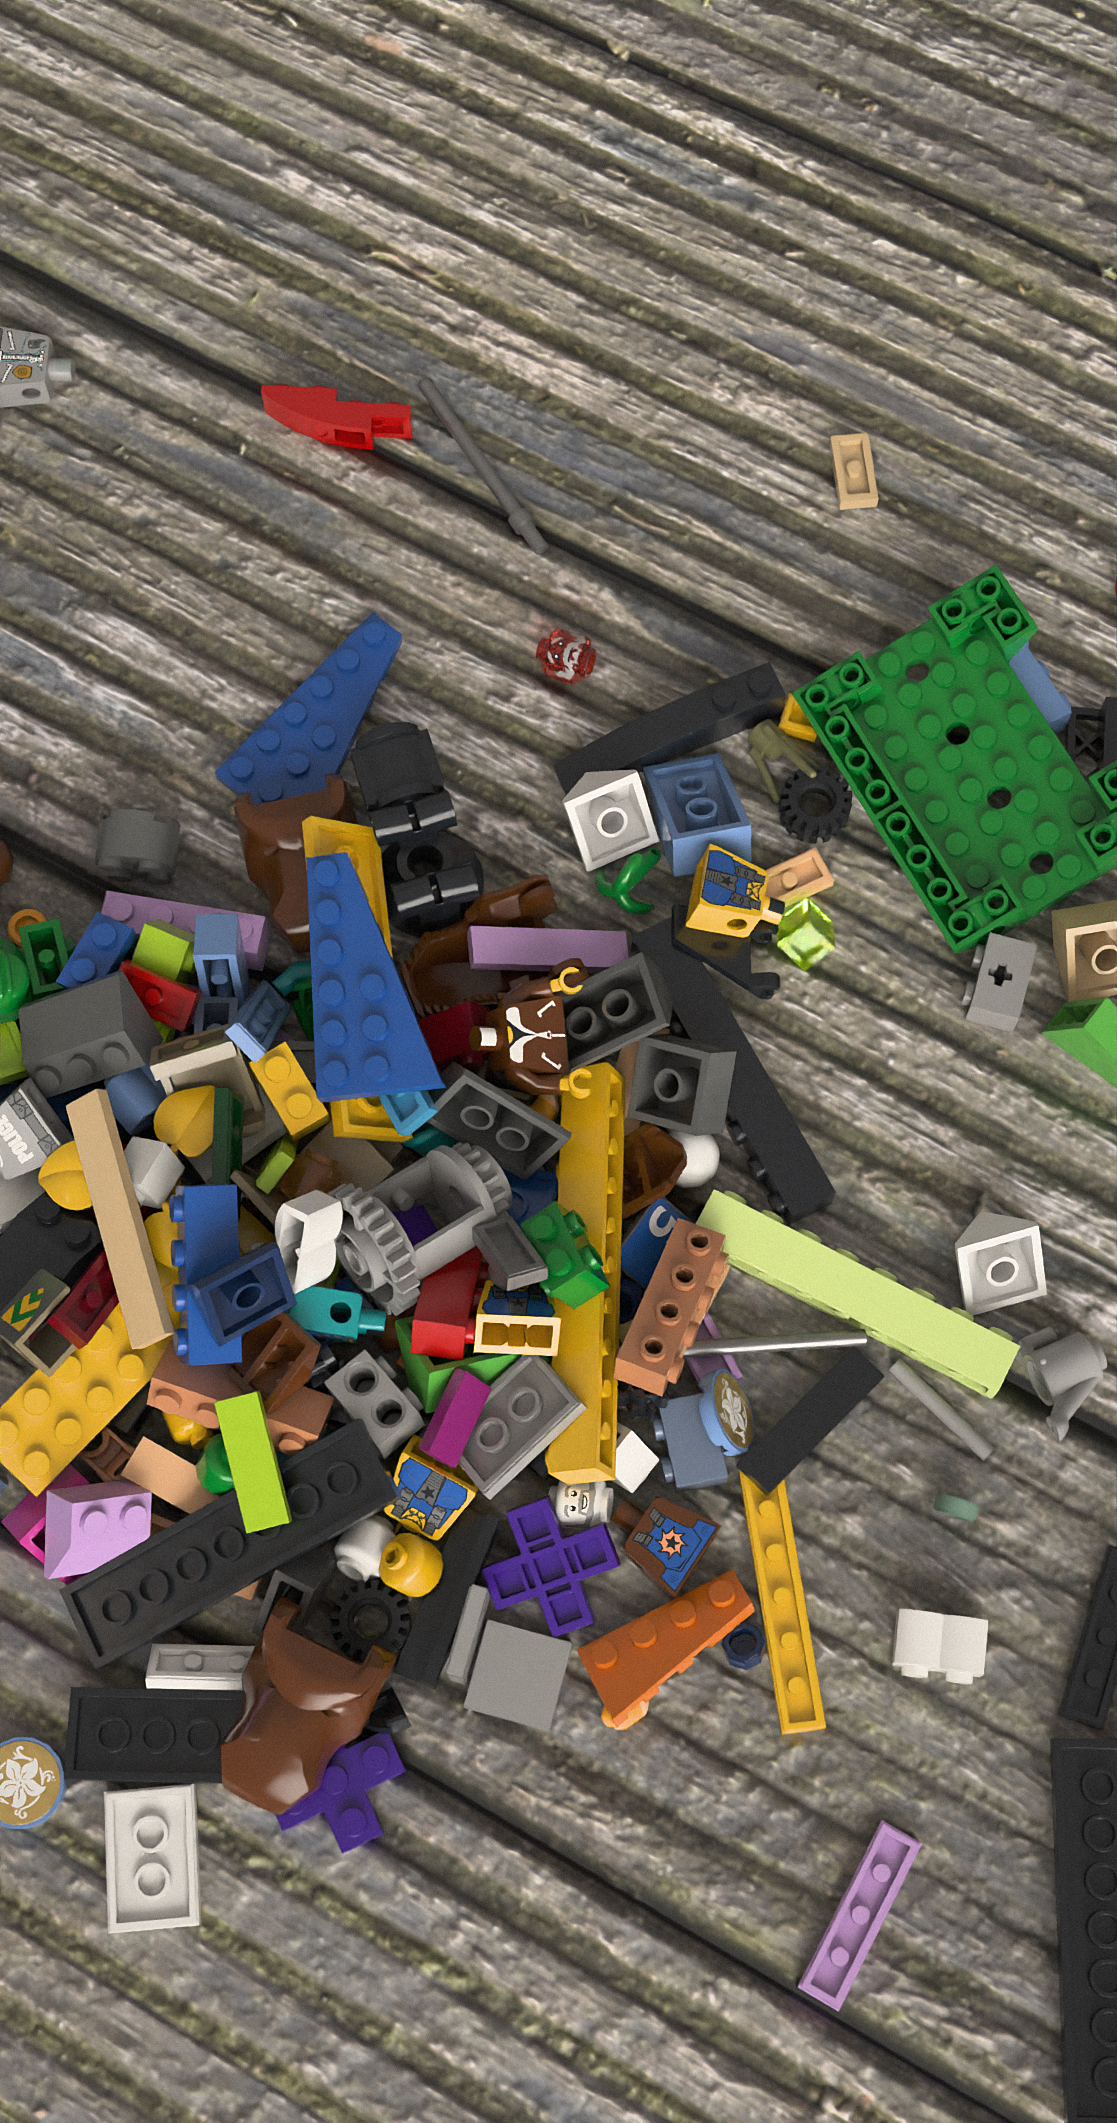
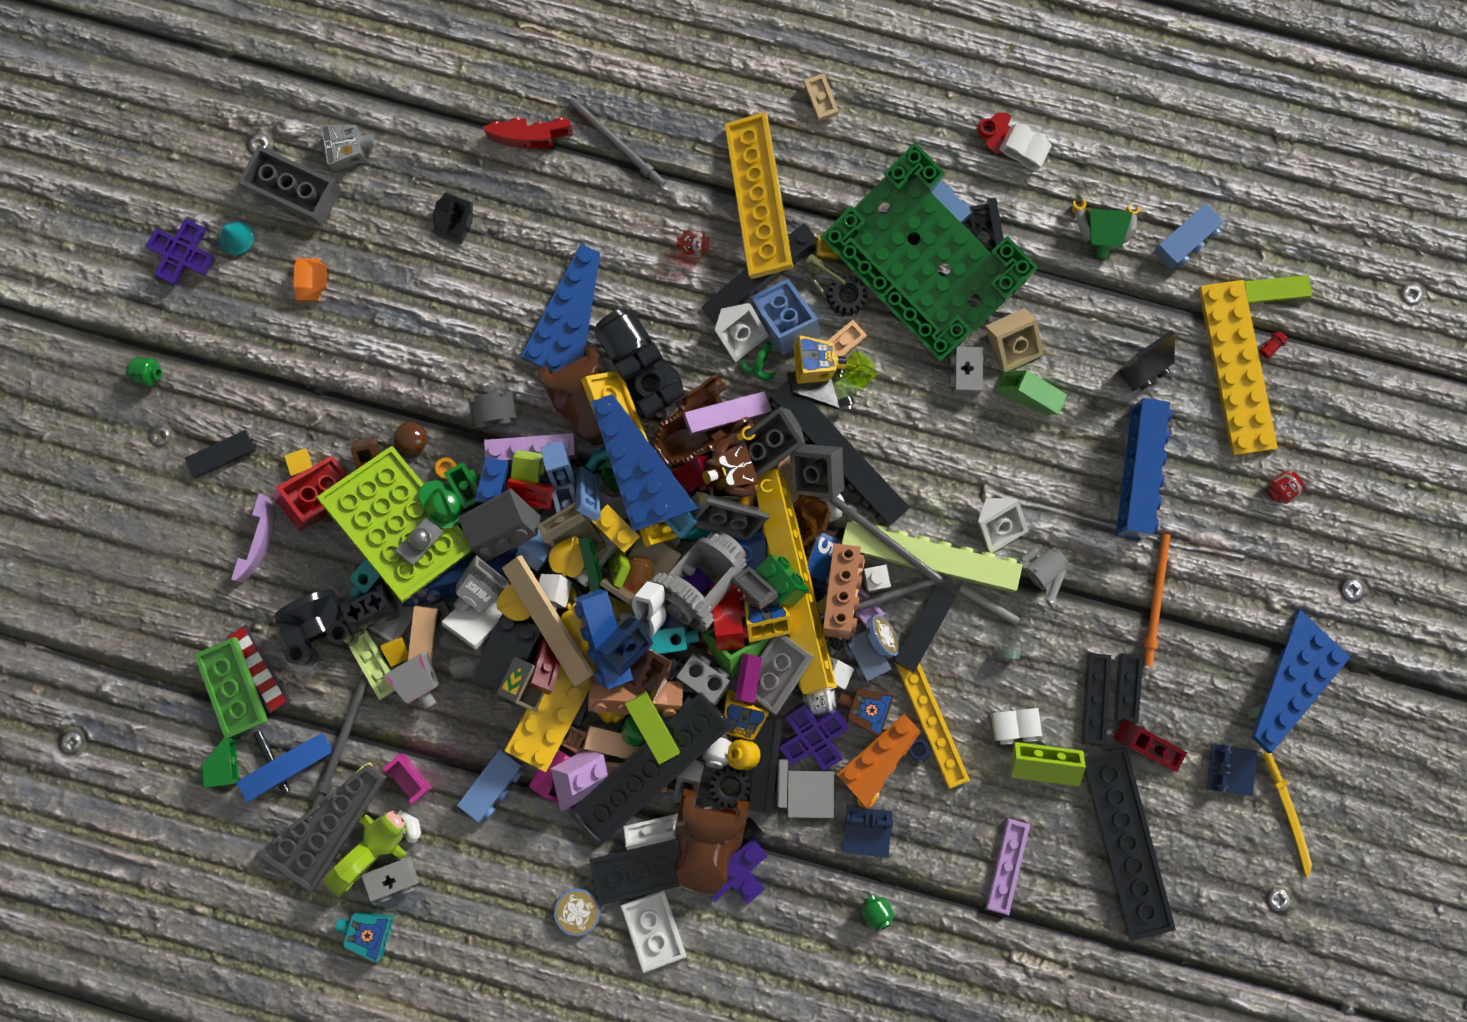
camera: 15 degrees left, 10 degrees up
(168, 520) = (452, 217): none -> black slope
(585, 1937) = (877, 913): none -> green head
(607, 1775) = (867, 832): none -> dark blue hinge
(700, 601) = (758, 196): none -> yellow plate
(723, 1173) = (850, 512): none -> dark grey bar
(742, 1307) = (876, 578): none -> white brick
(981, 1733) = (1047, 764): none -> lime brick

